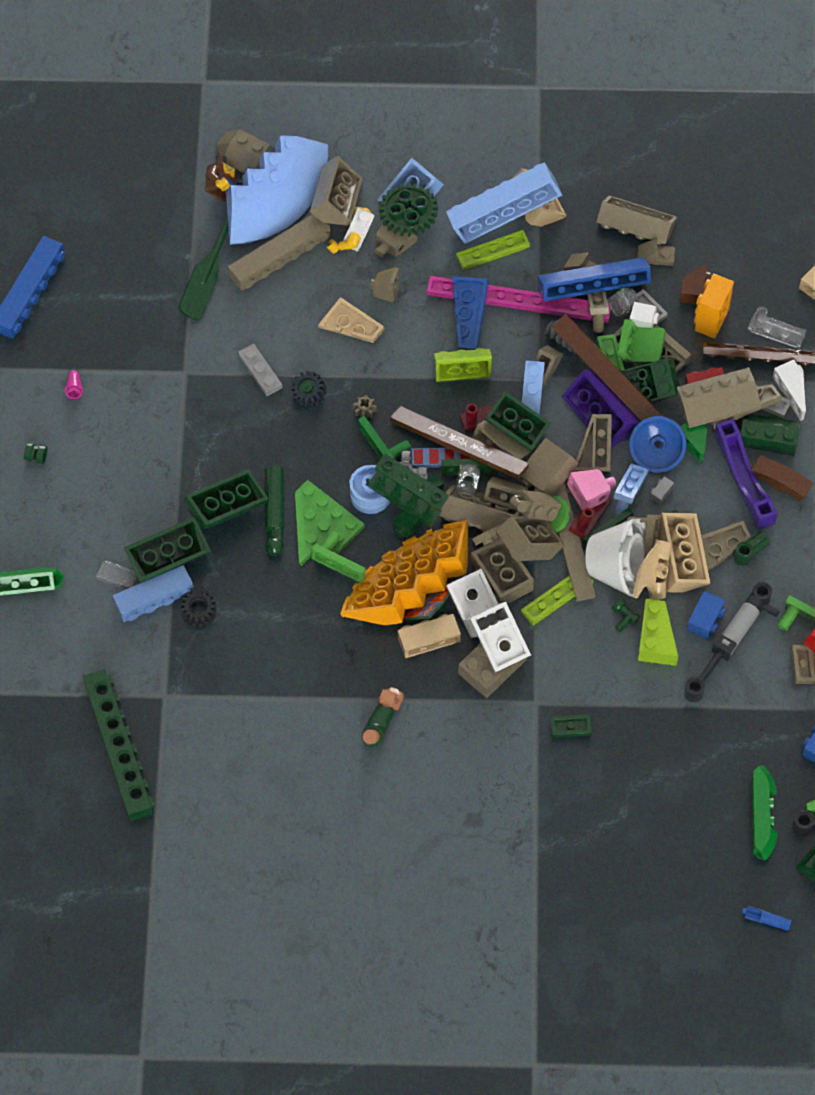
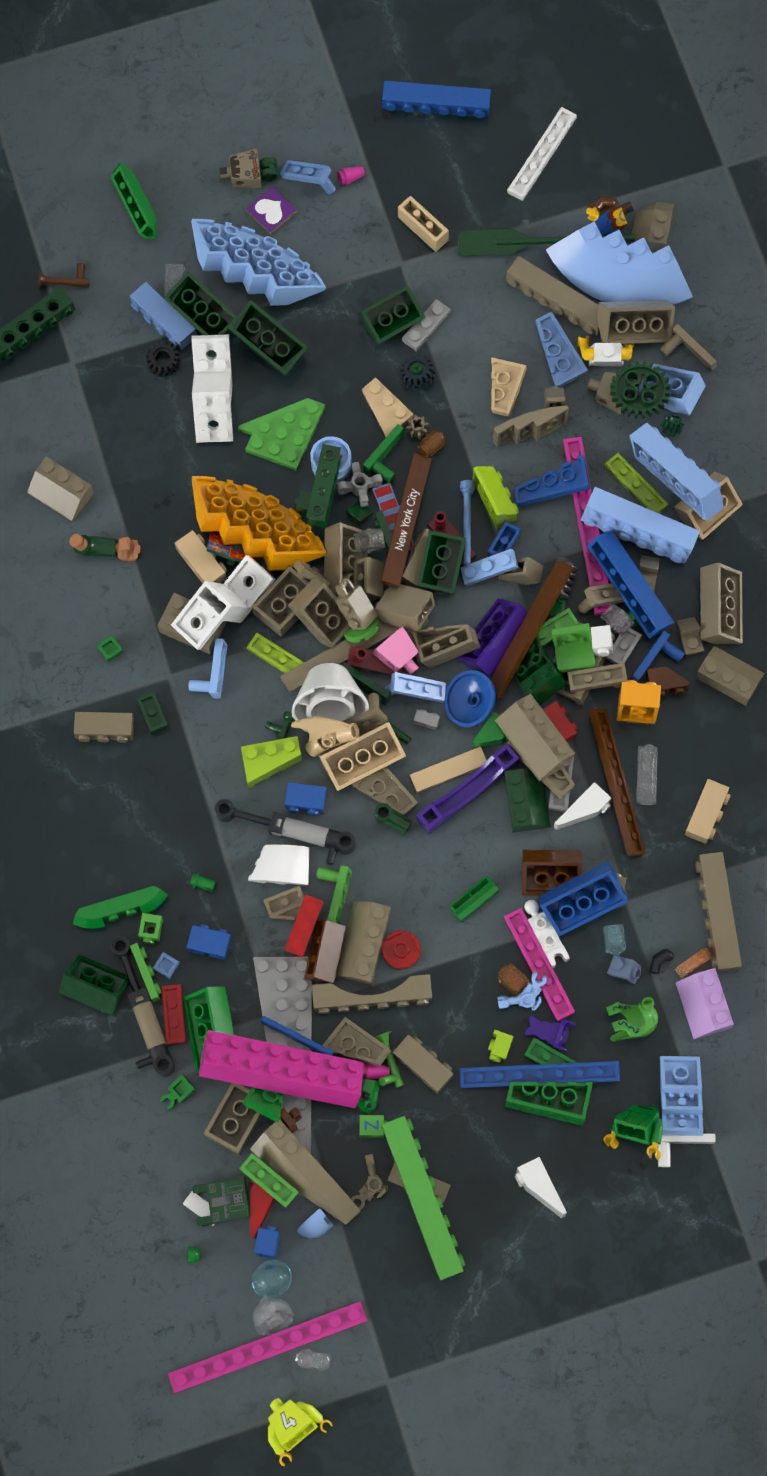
camera: 75 degrees right, 10 degrees up
(27, 474) = (243, 170): none -> dark tan torso
(58, 418) = (308, 173): none -> medium blue piece
(64, 694) = (79, 281): none -> reddish brown piece
(79, 466) = (271, 210): none -> tile
(124, 220) = (542, 153): none -> white tile
(132, 494) = (255, 262): none -> light blue brick
(157, 336) = (423, 223): none -> tan brick
(240, 392) = (391, 315): none -> dark green slope
(256, 566) = (212, 388): none -> white bracket
(274, 509) = (283, 386): dark green piece -> none
(302, 742) = (60, 489): none -> dark tan slope
(325, 556) = (246, 442): bright green piece -> none
(332, 428) = (385, 406): none -> tan wing
(342, 267) = (561, 356): none -> medium blue wing
(375, 160) = (681, 336): none -> dark tan piece
(386, 400) = (432, 443): none -> clear orange brick
(406, 310) = (535, 424): none -> dark tan slope
(444, 385) = (467, 488): none -> medium blue piece
(447, 200) = (672, 425): none -> dark green gear
(490, 745) = (110, 648): none -> green plate
(509, 370) = (505, 539): none -> blue brick
(541, 252) = (640, 525): none -> light blue brick
(563, 660) = (215, 684): none -> light blue piece
(571, 773) = (103, 726): none -> dark tan brick
(666, 289) = (663, 644): none -> blue piece
(676, 332) = (597, 677): none -> dark tan piece
(706, 234) = (729, 675): none -> dark tan slope
(717, 488) = (448, 770): none -> tan tile
(756, 735) = (202, 882): none -> green pin
(766, 654) = (282, 865): none -> white slope
(767, 918) = (18, 936): blue piece -> none
(781, 477) = (477, 824): reddish brown slope -> none
(794, 784) = (150, 921): none -> bright green brick

